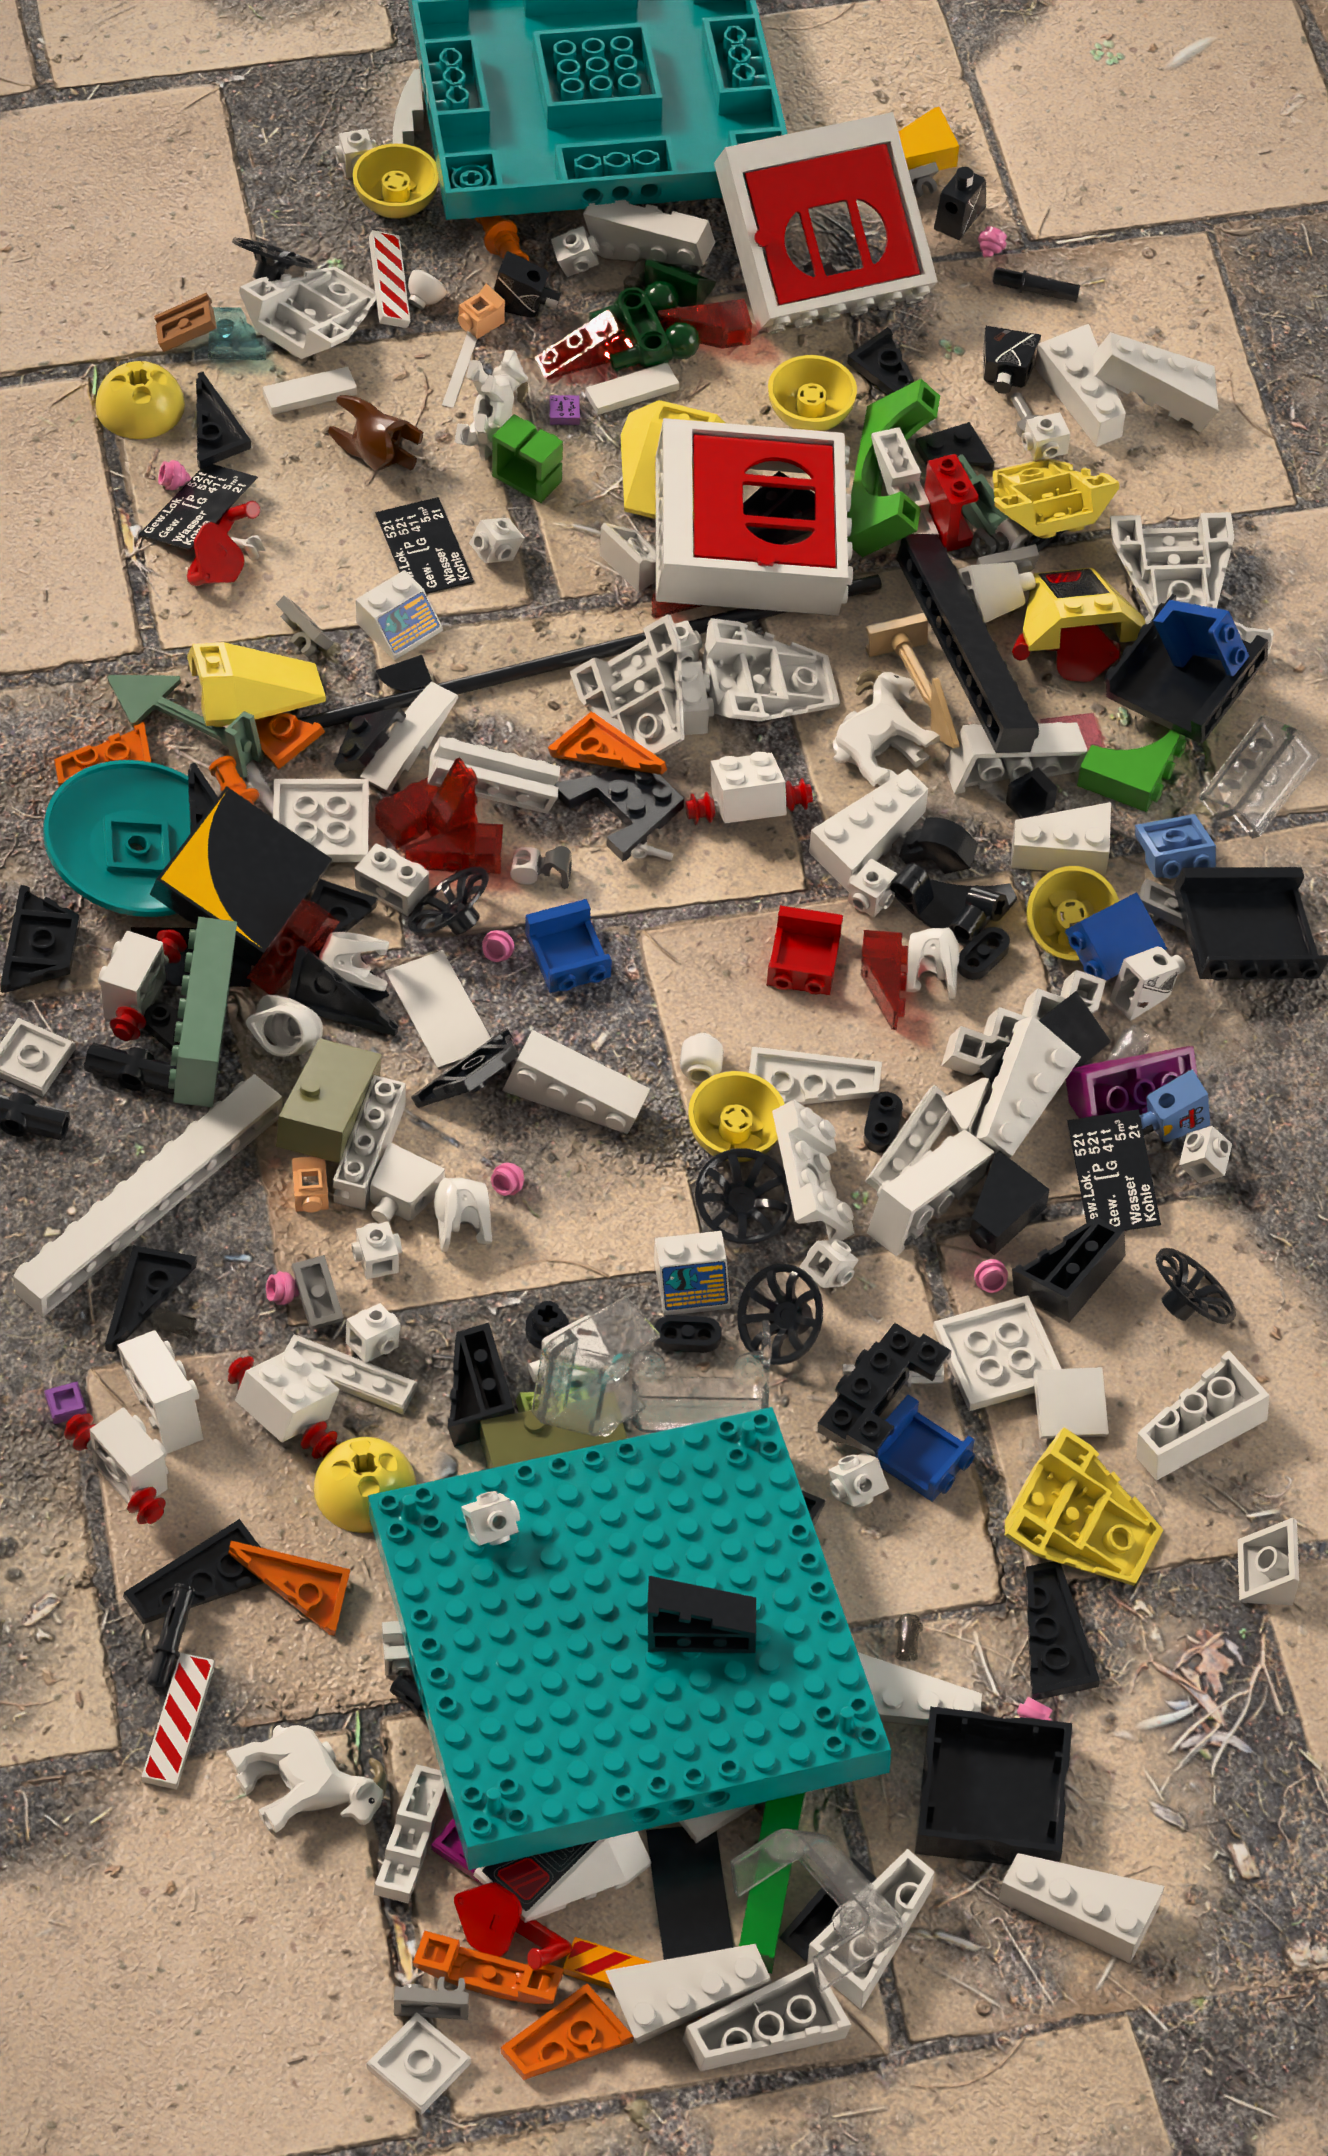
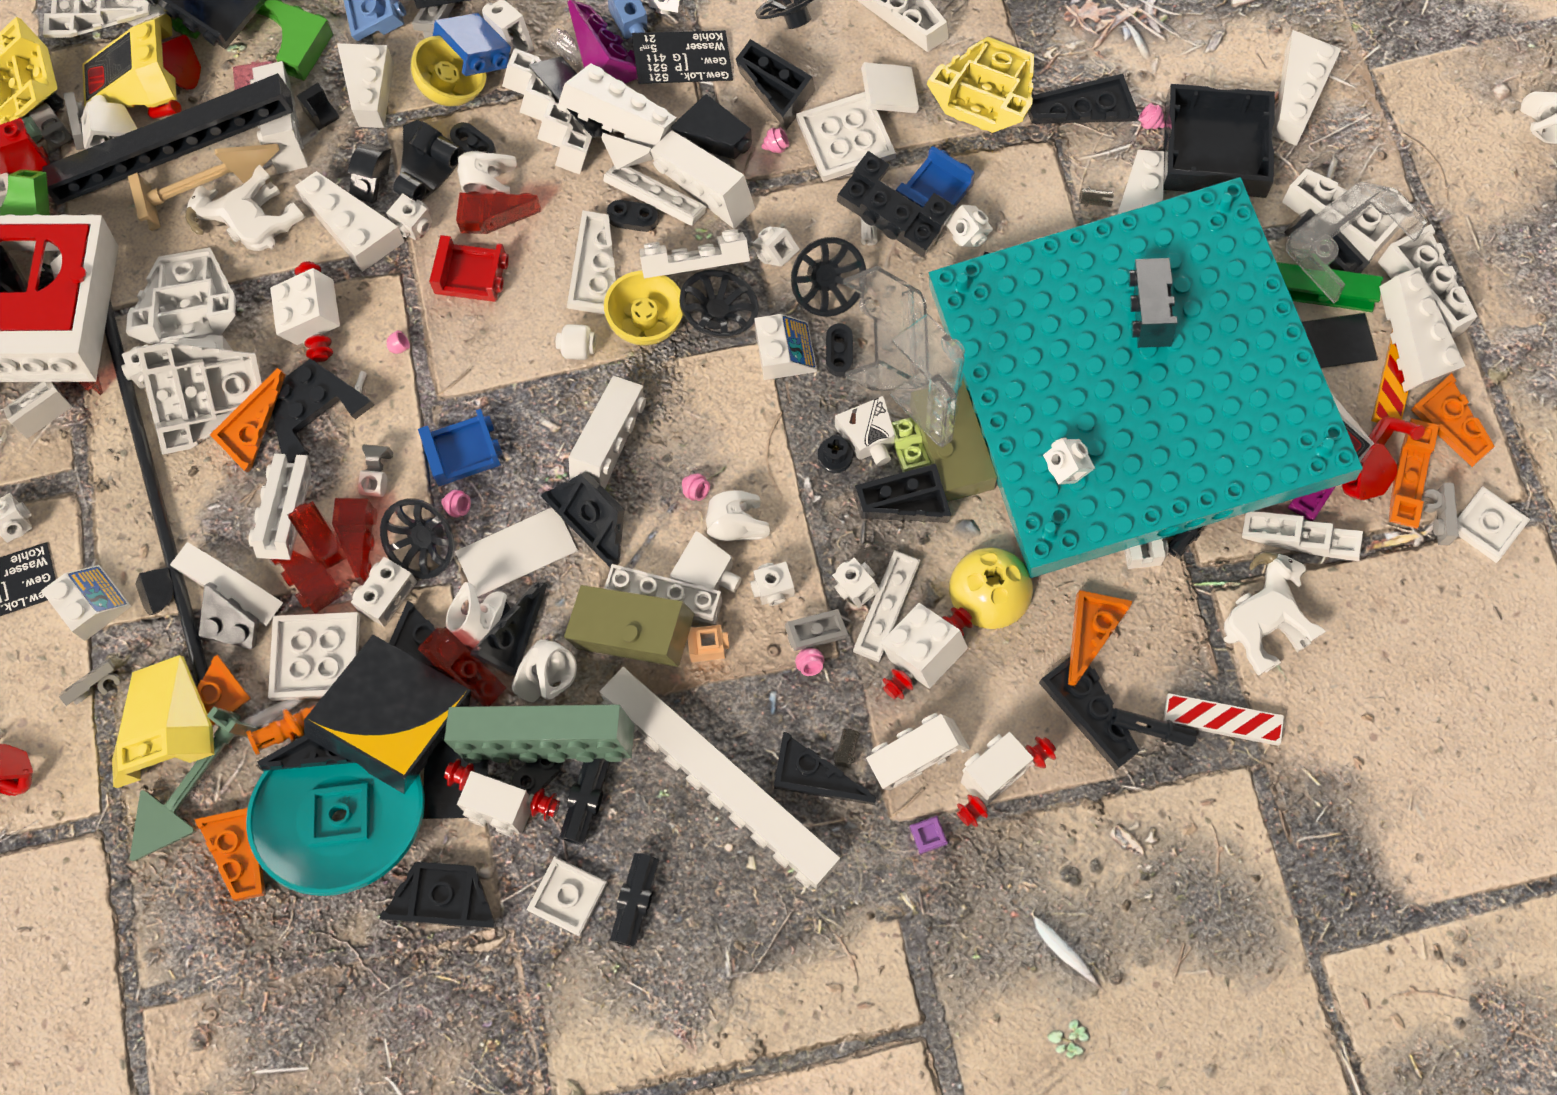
camera: 85 degrees left, 15 degrees up
(712, 886) = (397, 342): none -> bright pink hinge

